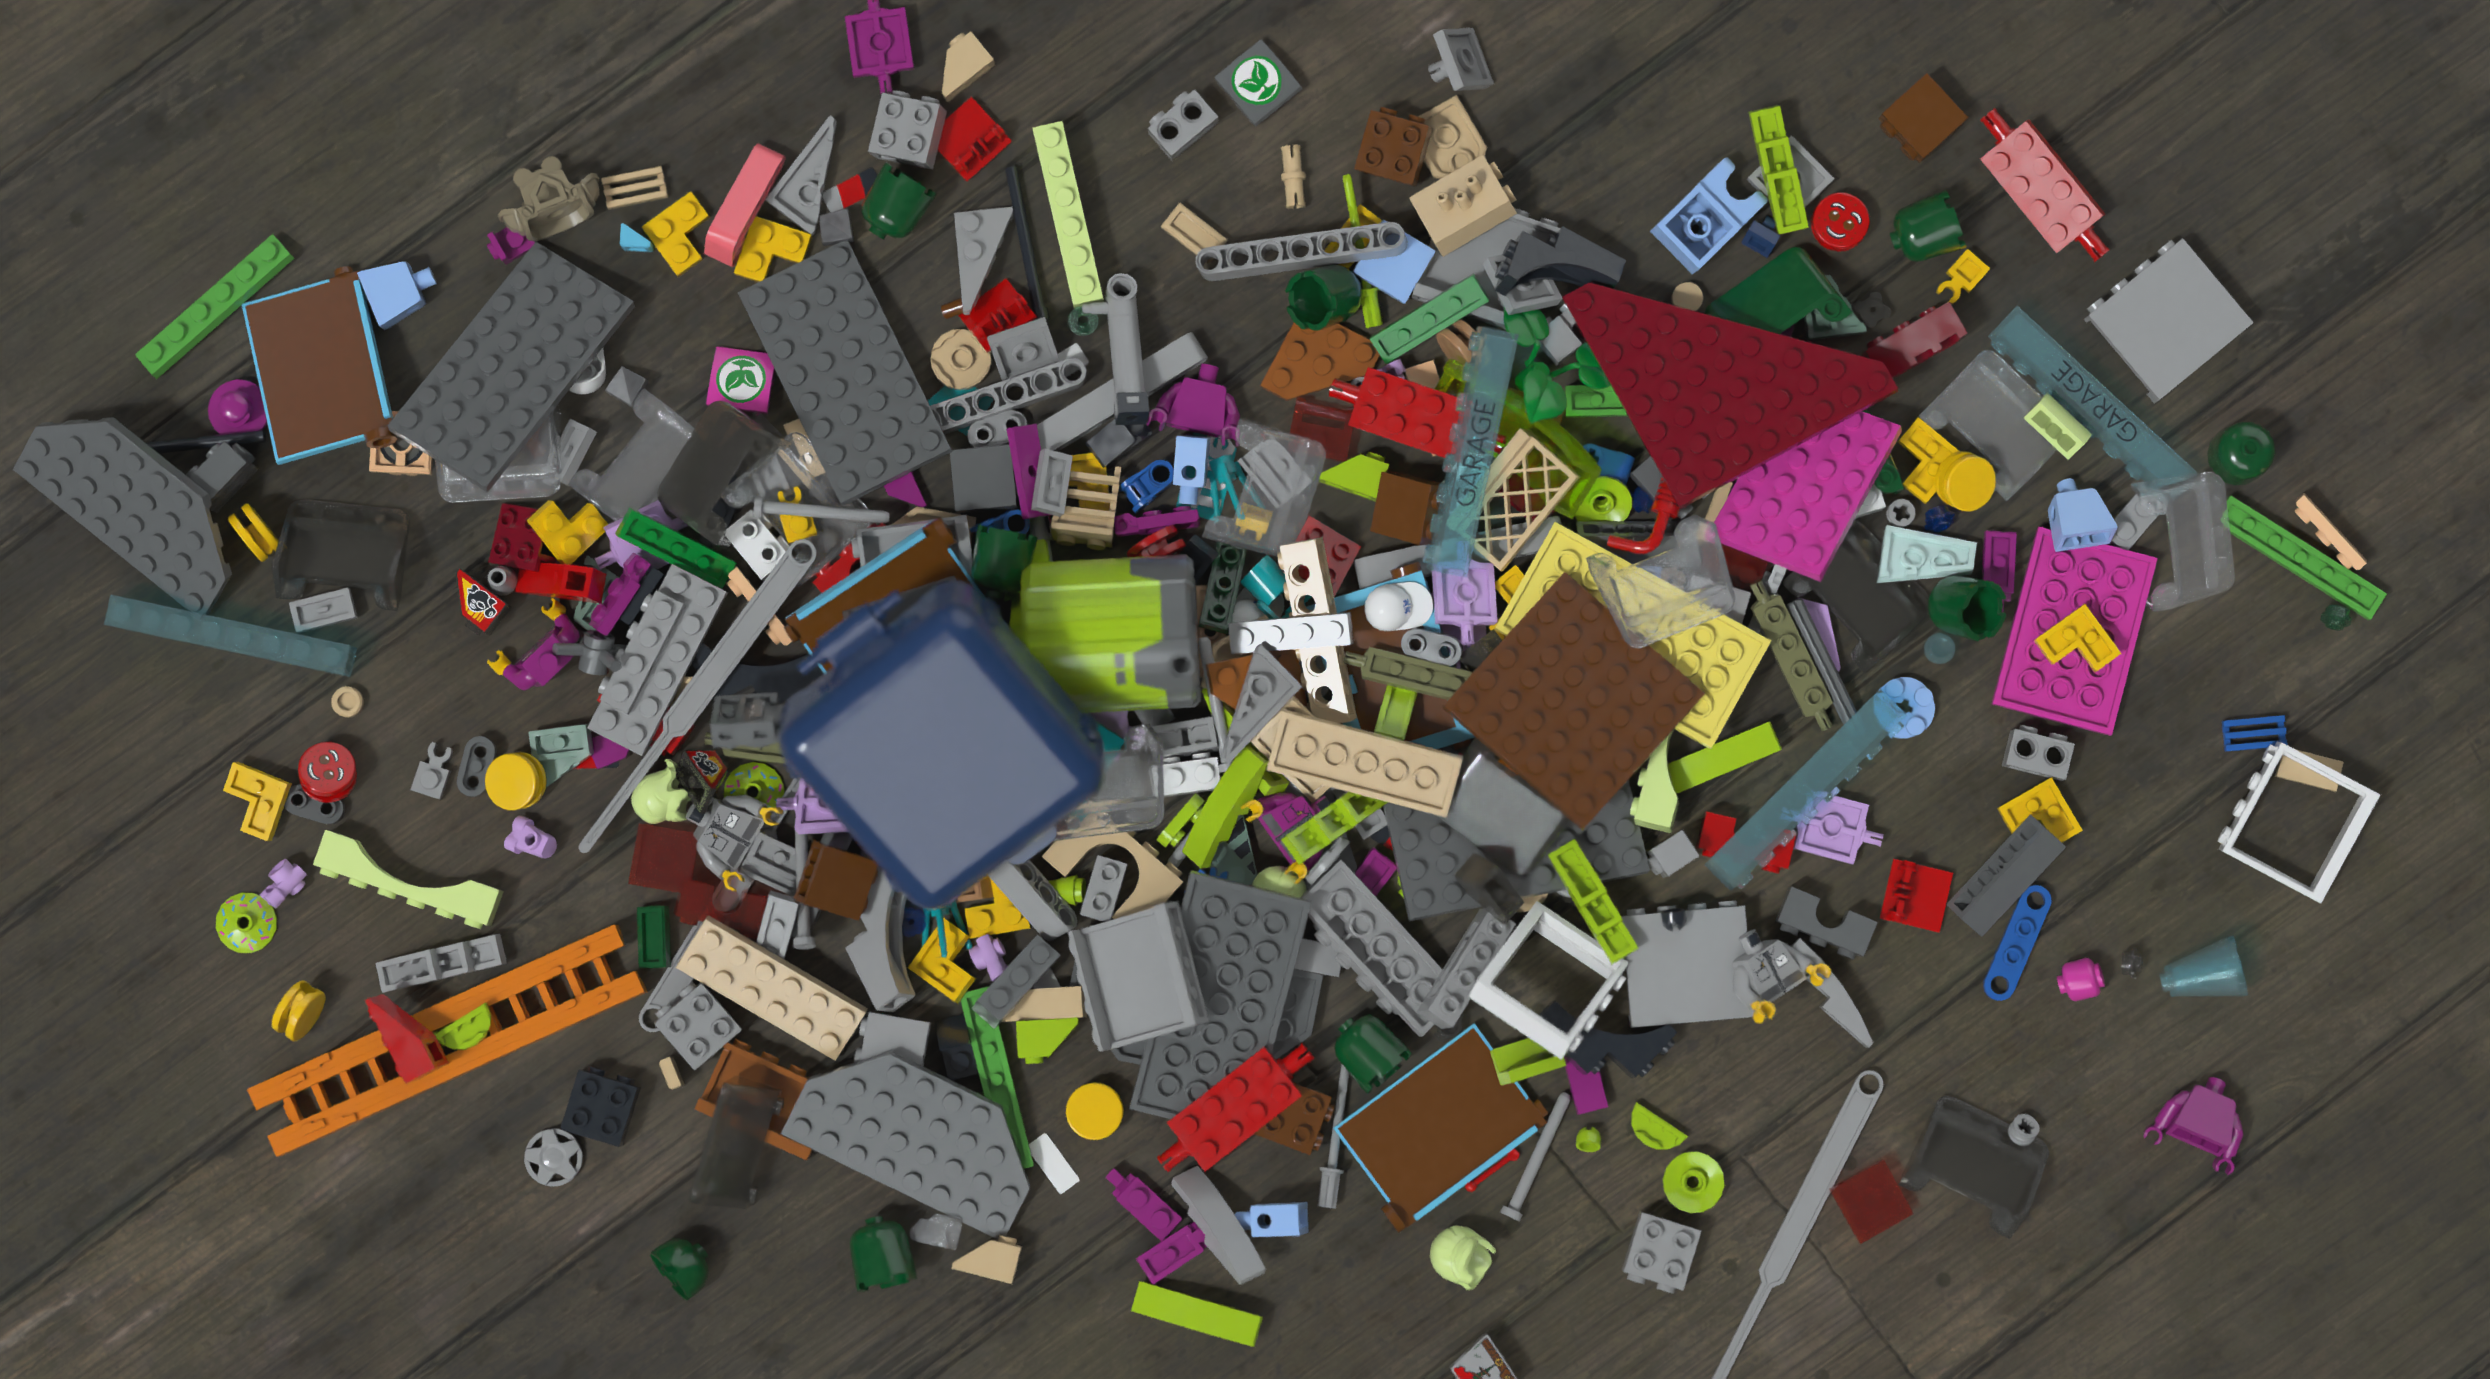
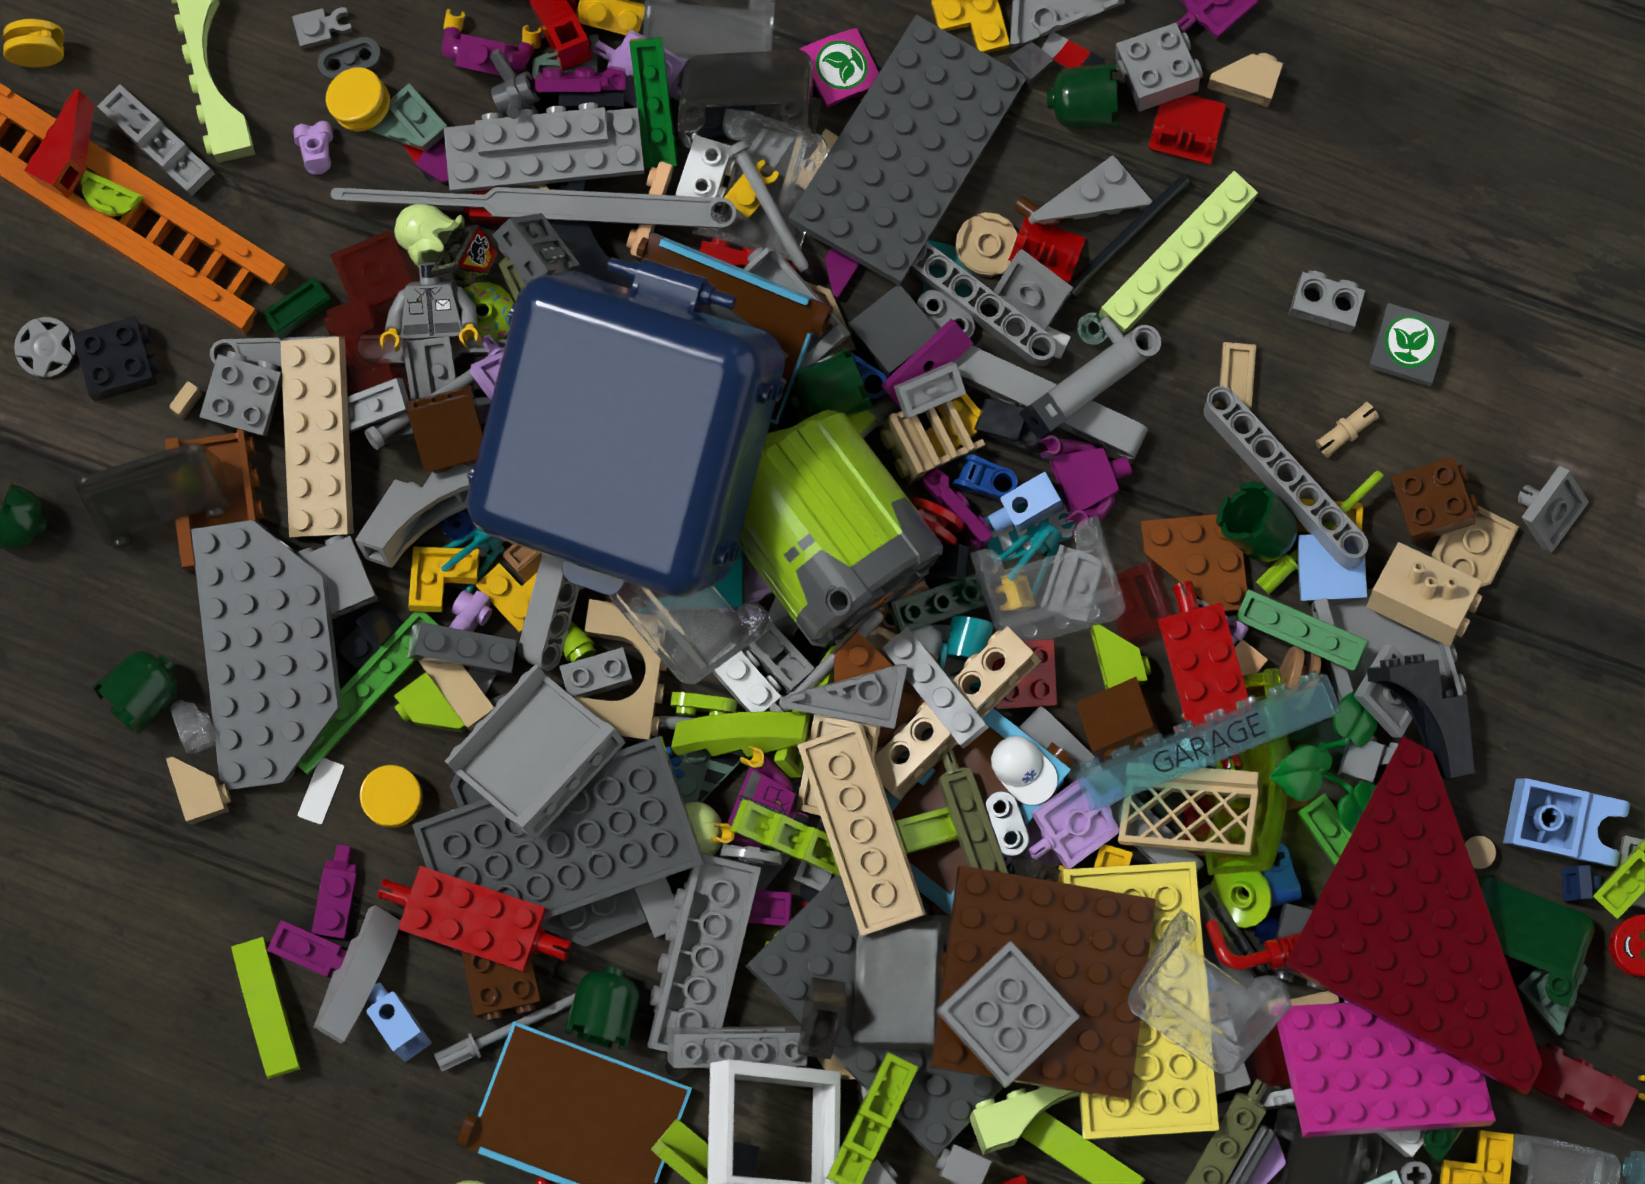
camera: 50 degrees right, 5 degrees down
(1581, 744) = (1007, 1014): none -> light grey plate

